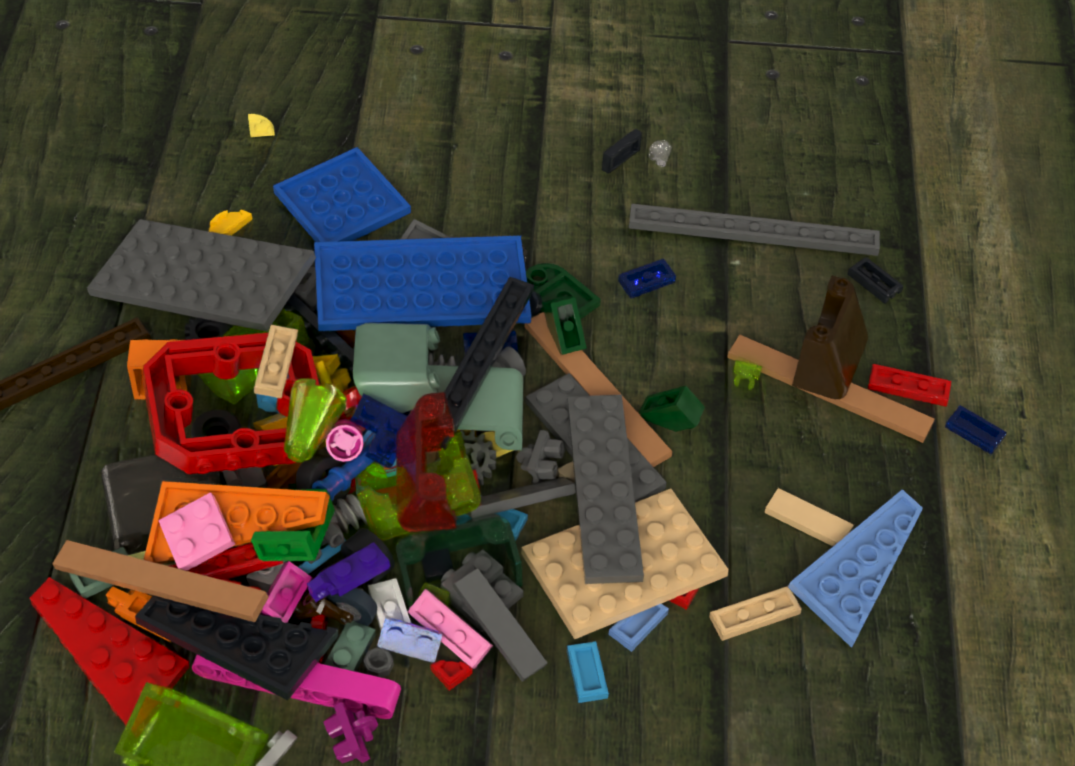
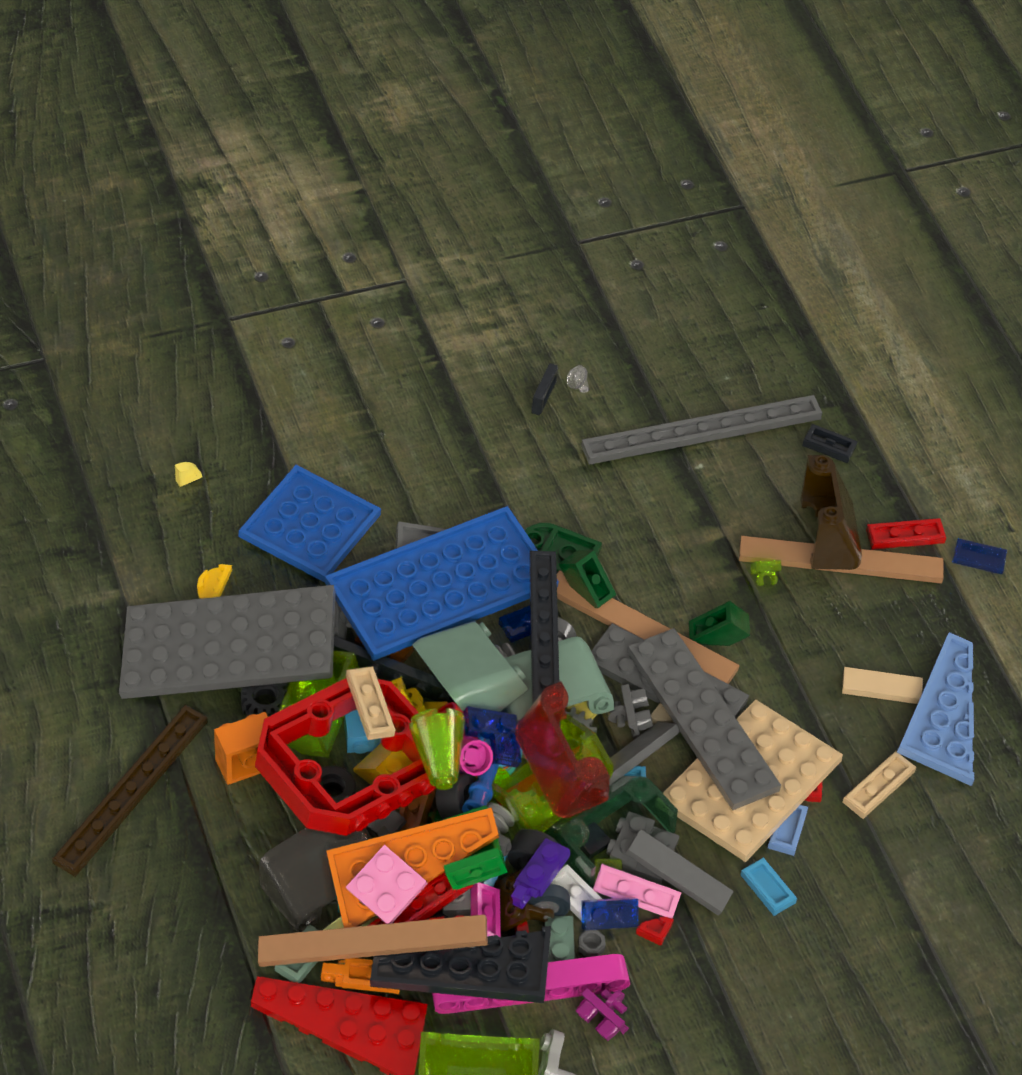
camera: 25 degrees left, 0 degrees up
(647, 278) = (632, 509): clear blue plate -> none

